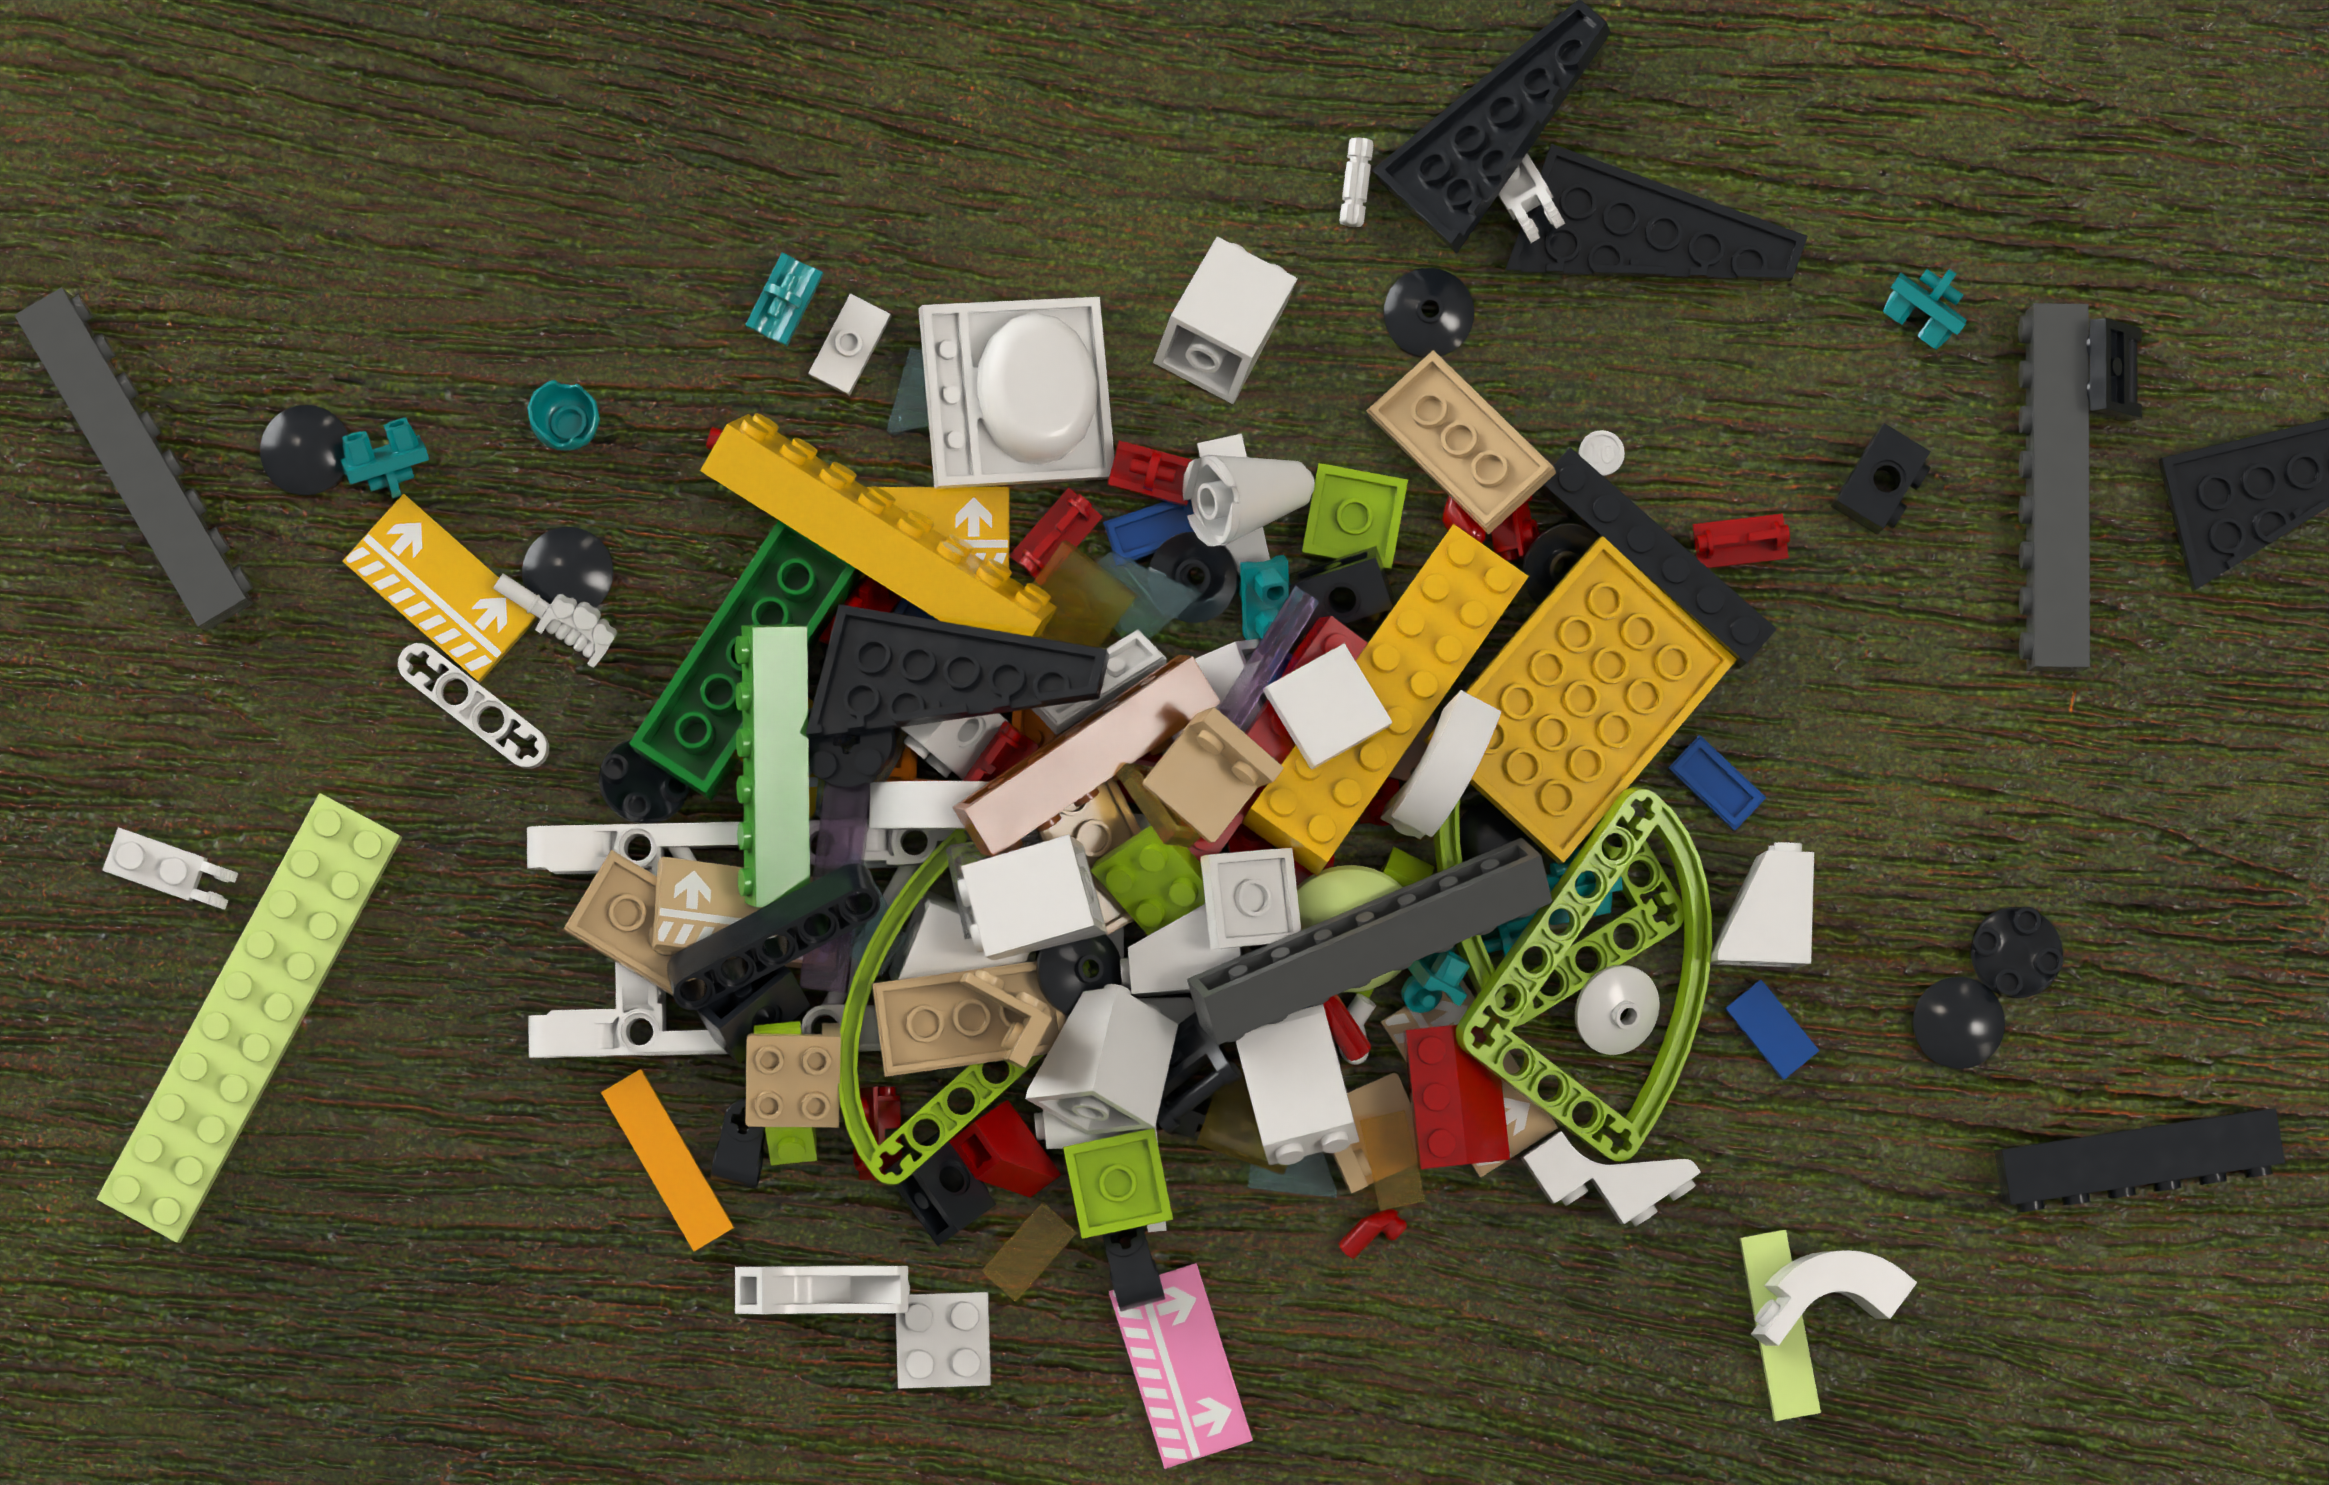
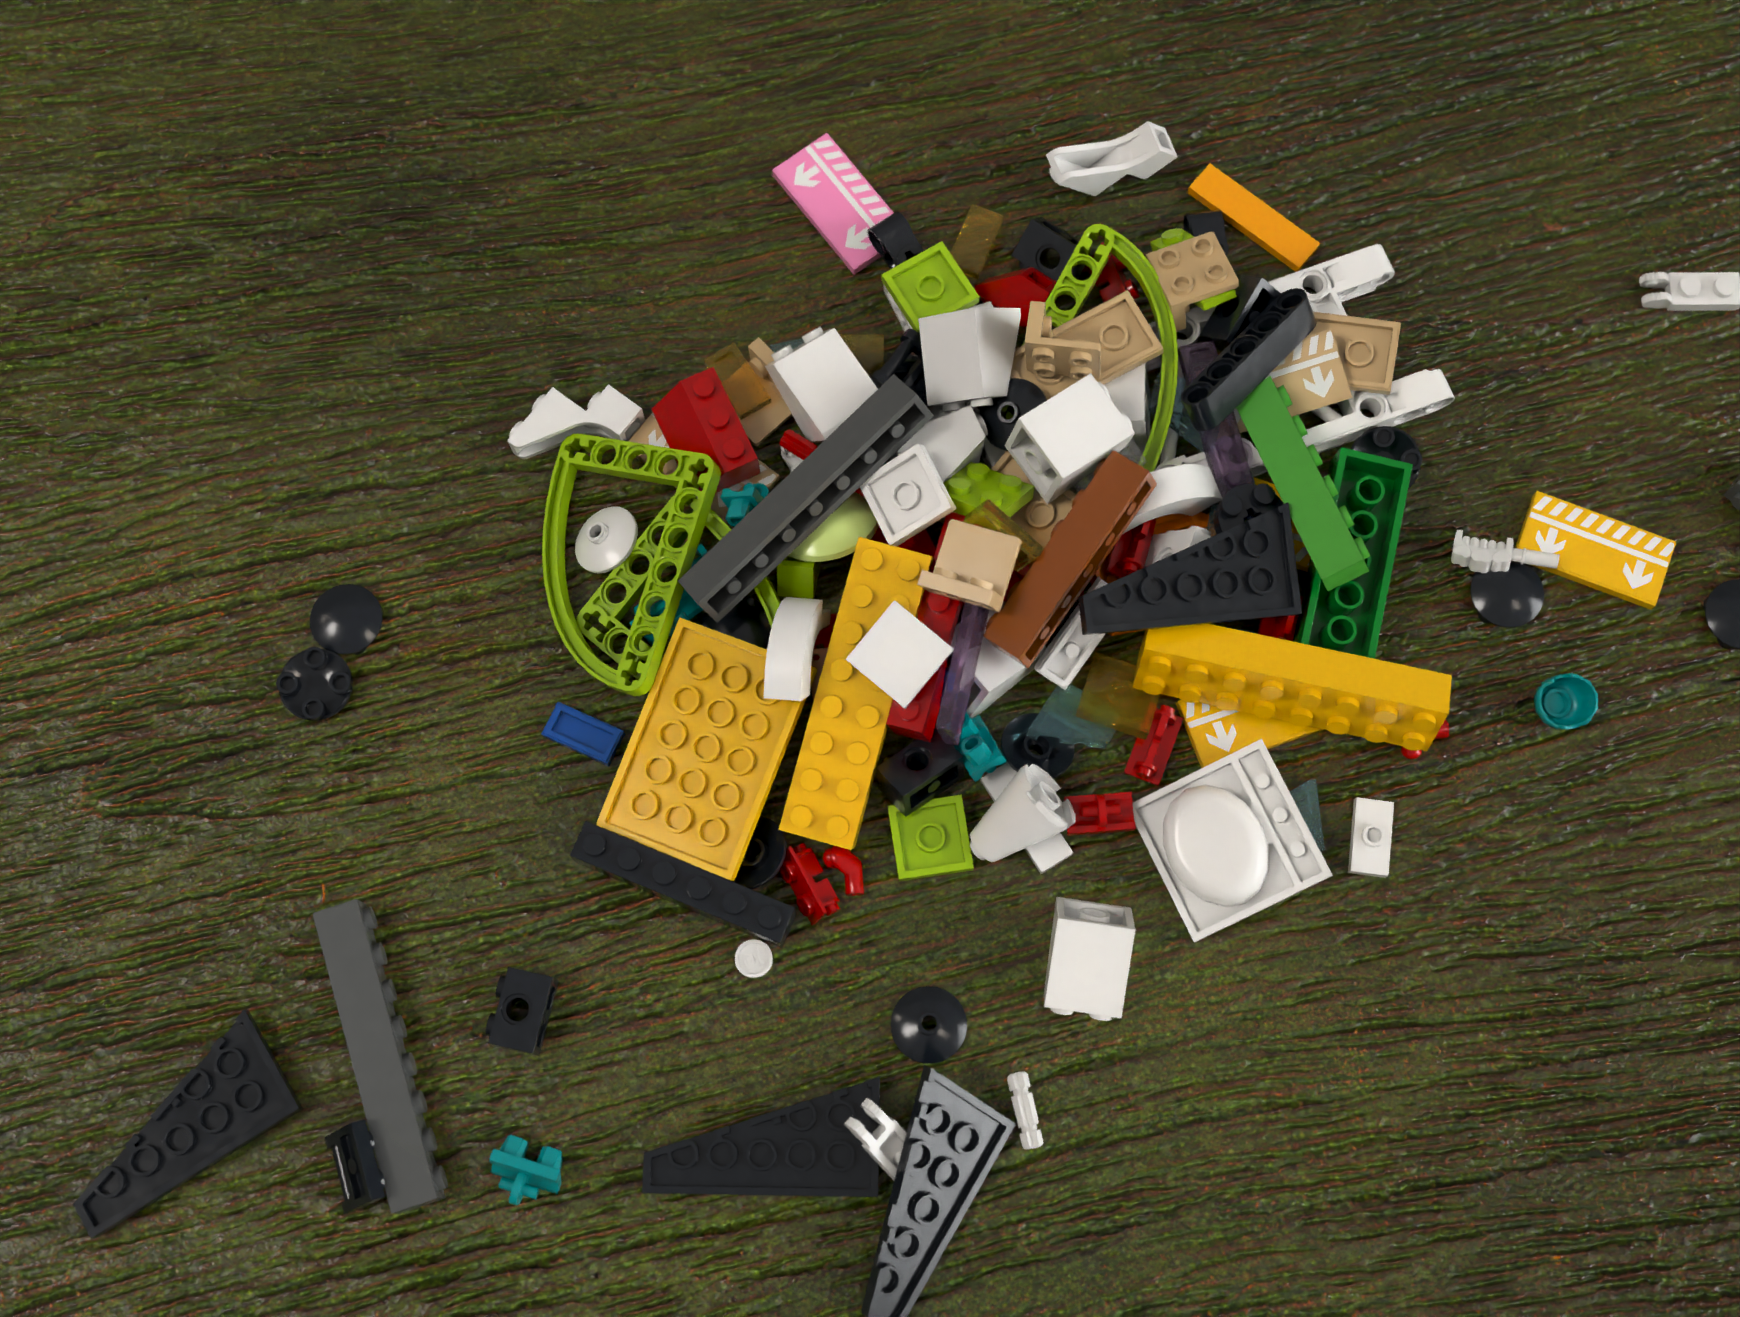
camera: 165 degrees right, 10 degrees down
(249, 1018) = (1586, 218): yellowish green plate -> none
(386, 464) = (1682, 619): teal hips -> none
(475, 703) = (1530, 478): white beam -> none
(784, 299) = (1438, 849): teal hips -> none
(944, 1341) = (1012, 166): white plate -> none
(1145, 530) = (1087, 772): blue tile -> none
(1368, 1228) = (738, 331): red arm -> none
(1461, 442) = (867, 920): tan tile -> none
(1741, 541) = (621, 925): red hinge -> none
(1771, 912) = (511, 638): white slope -> none
(1771, 1029) = (486, 568): blue tile -> none
(1789, 1365) = (420, 368): yellowish green tile -> none
(1861, 1276) = (395, 402): white arch -> none
(2140, 1157) = (180, 565): black brick -> none

